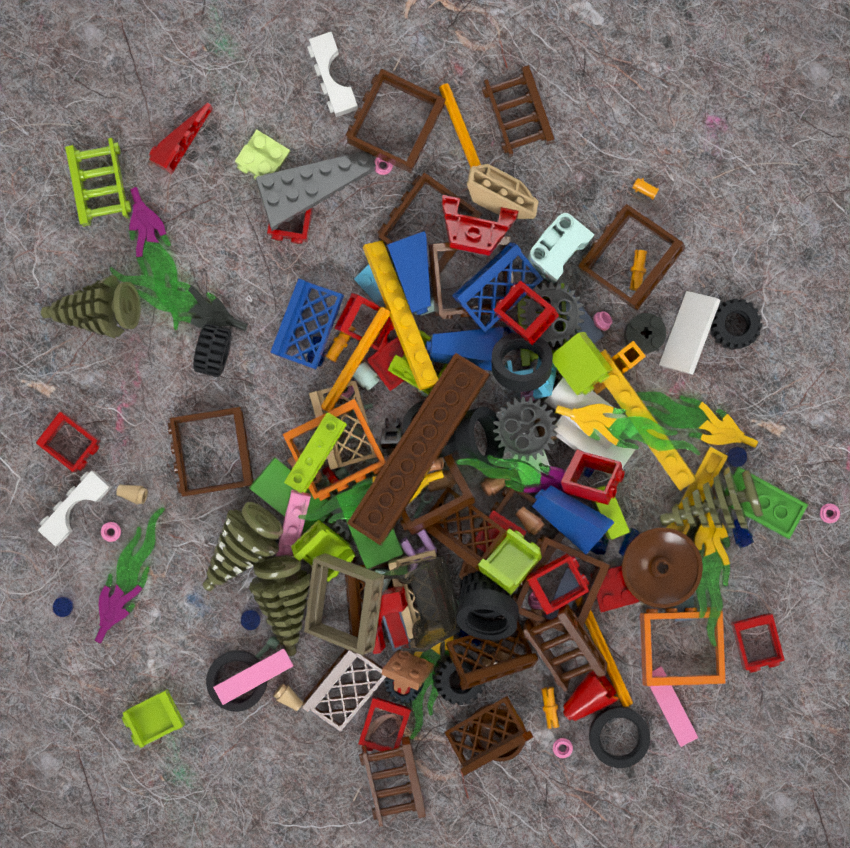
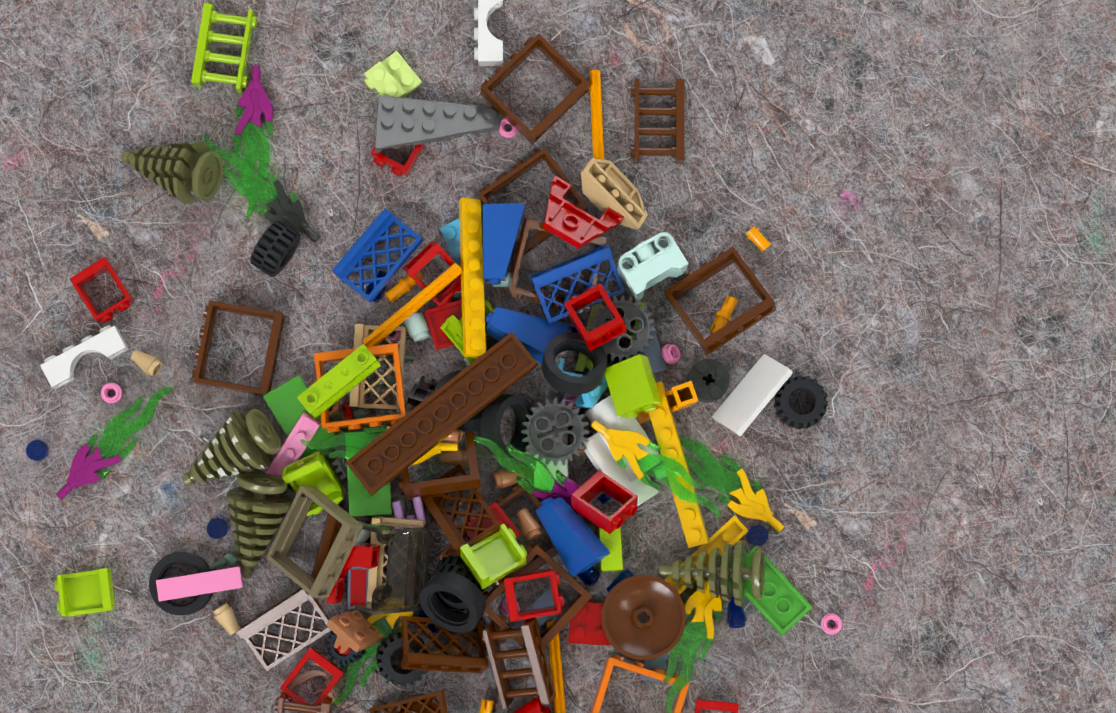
camera: 15 degrees right, 5 degrees down
(174, 146) = (310, 39): red wedge -> none

